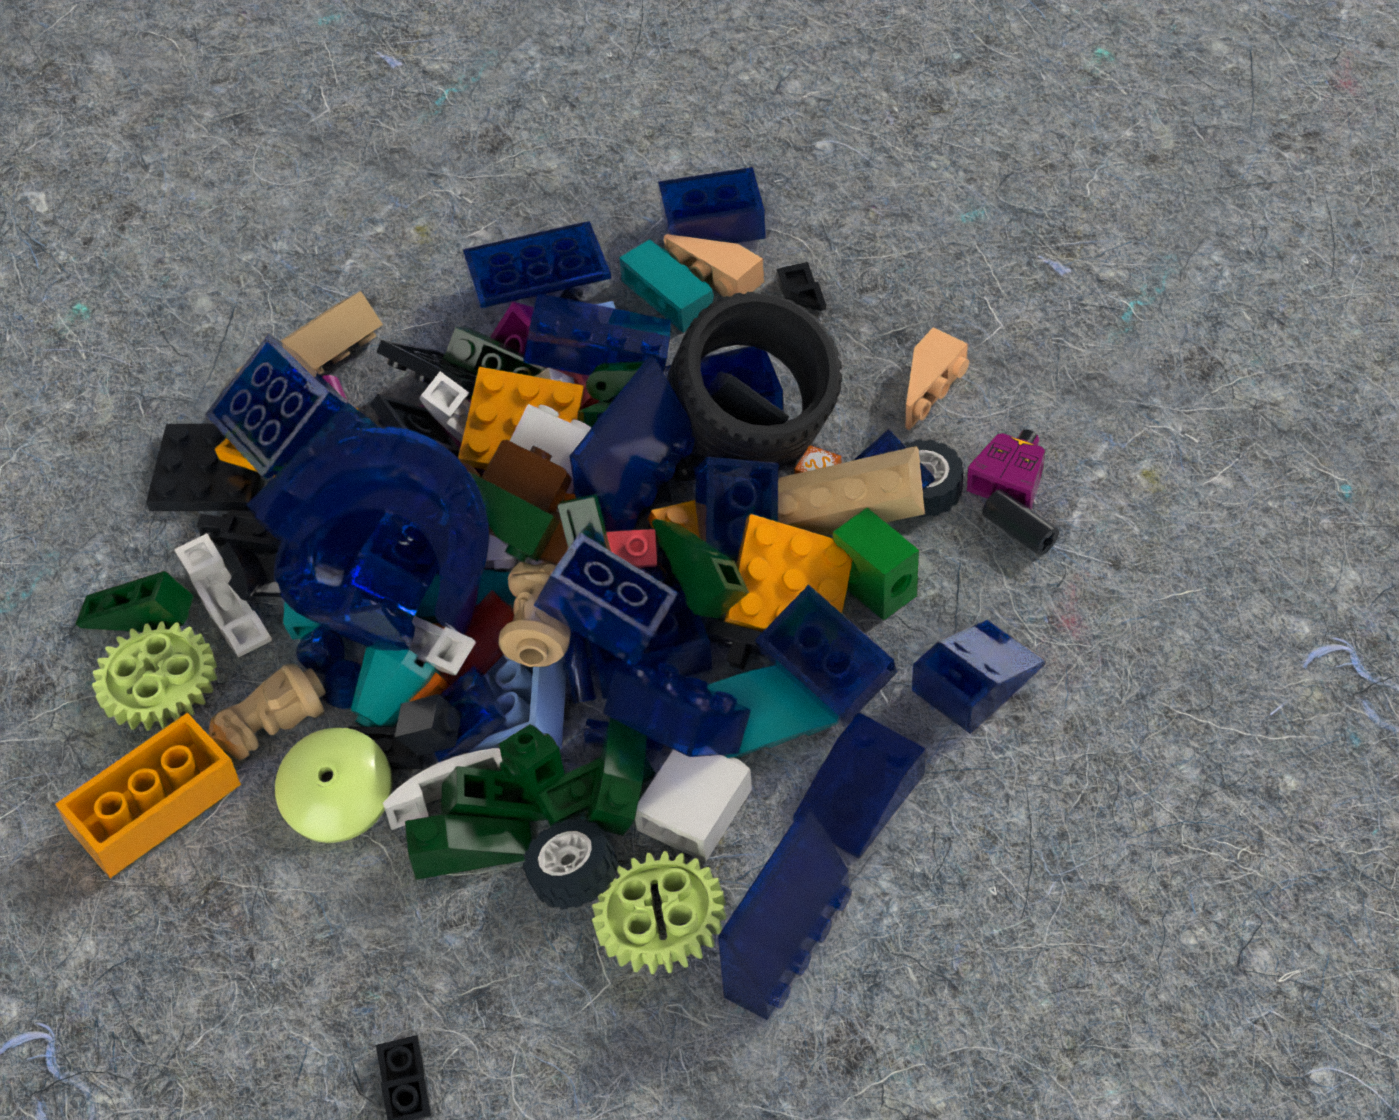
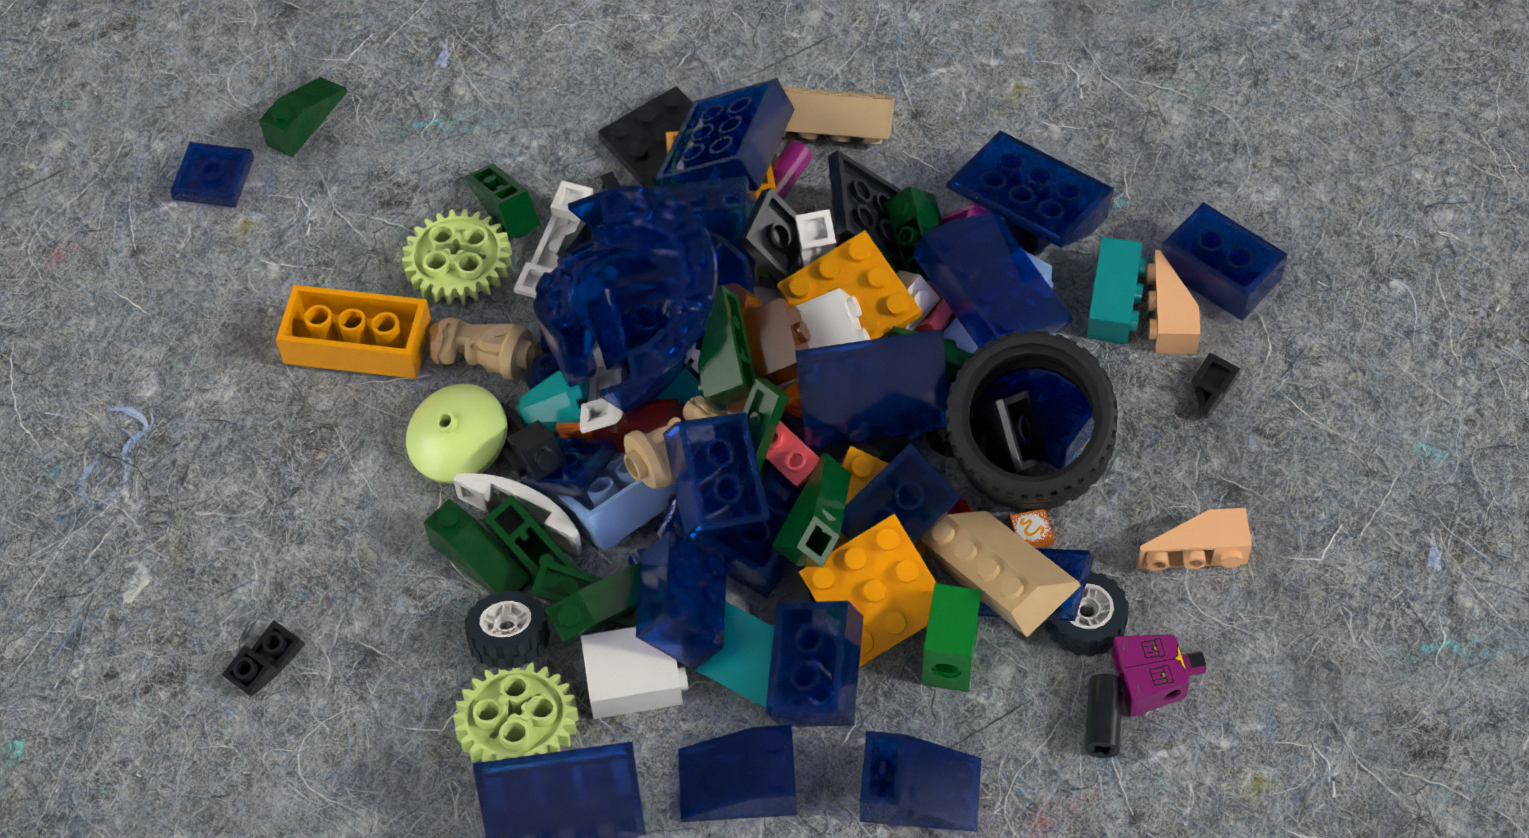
camera: 50 degrees right, 5 degrees up
(531, 759) = (556, 536): dark green brick -> none
(610, 379) = (959, 330): dark green leg -> none

